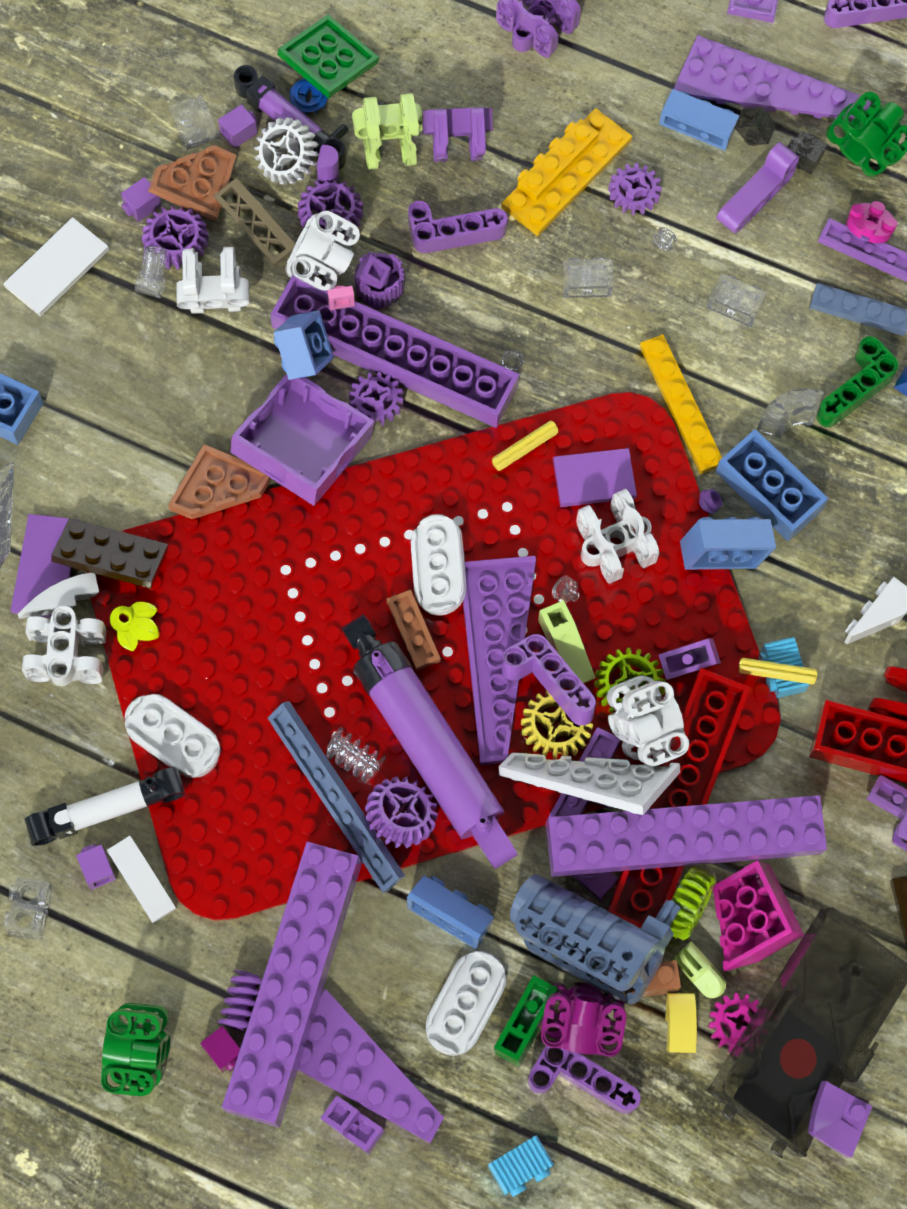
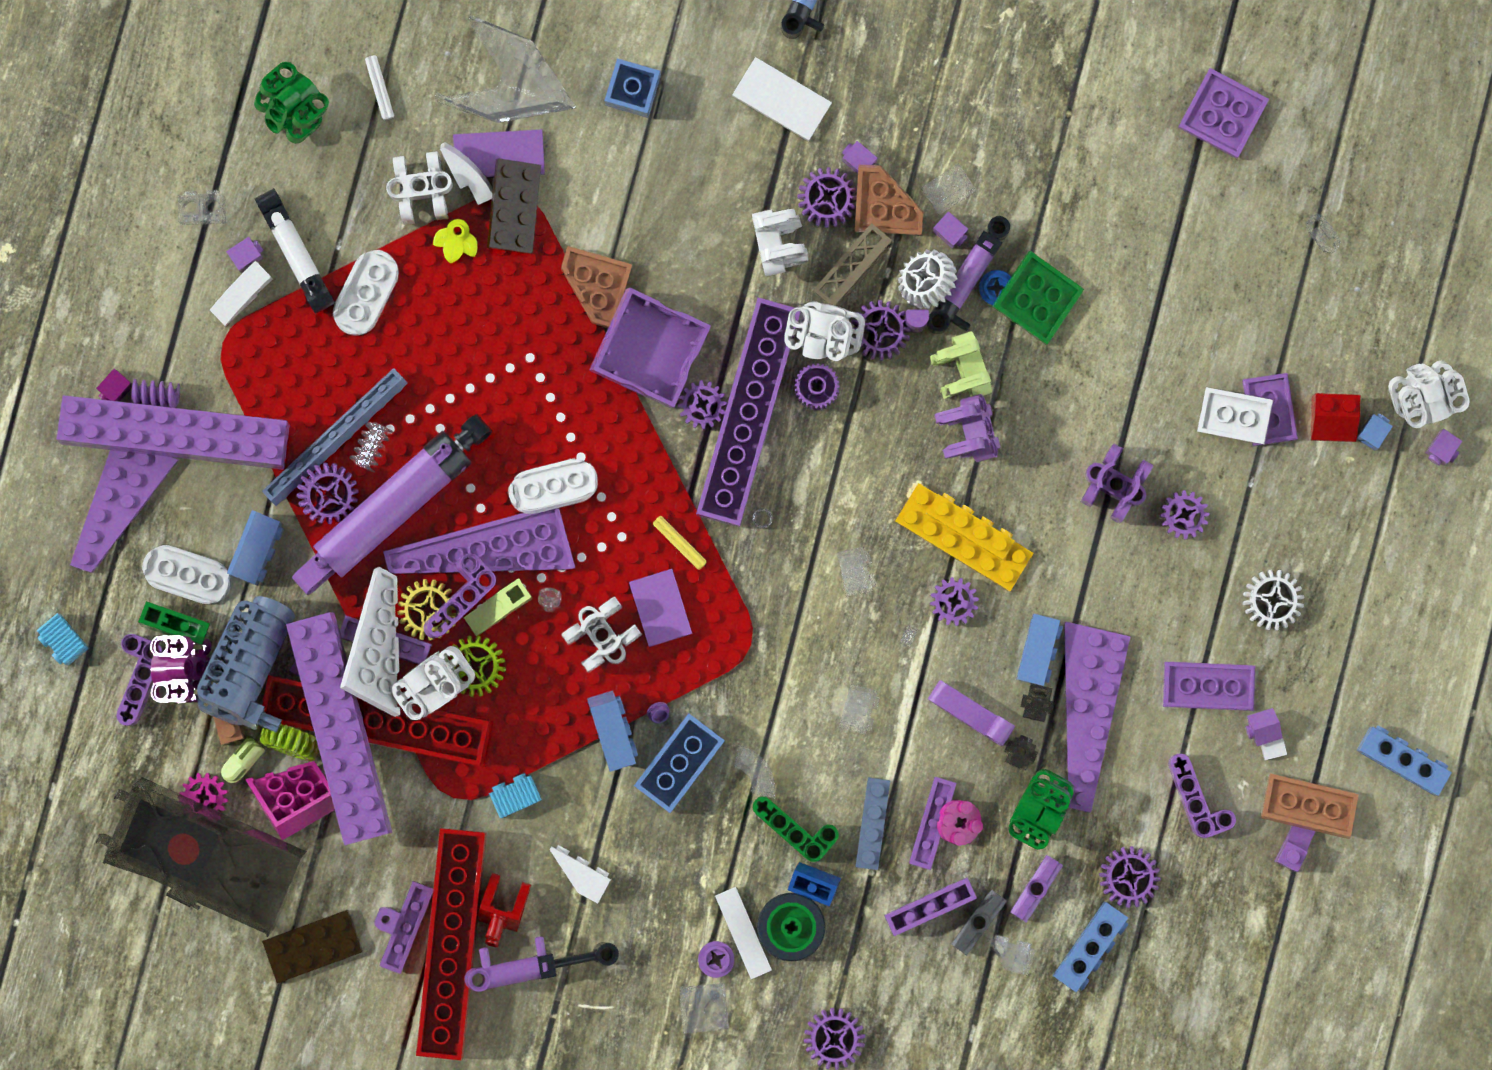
camera: 85 degrees right, 15 degrees up
(135, 1049) = (98, 318): green piece -> none
(150, 278) = (782, 185): clear piece -> none
(303, 345) = (727, 332): medium blue brick -> none
(341, 297) = (781, 355): bright pink plate -> none
(352, 1124) = (75, 501): medium lavender slope -> none
(372, 272) = (813, 379): medium lavender slope -> none
(413, 630) = (491, 475): nougat plate -> none
(457, 225) = (886, 448): medium lavender beam -> none
(681, 403) = (749, 674): yellow plate -> none
(681, 1022) = (197, 750): light yellow slope -> none
(689, 658) = (503, 714): medium lavender slope -> none
(777, 671) = (504, 788): light yellow axle -> none
(838, 1119) = (140, 887): medium lavender plate -> none

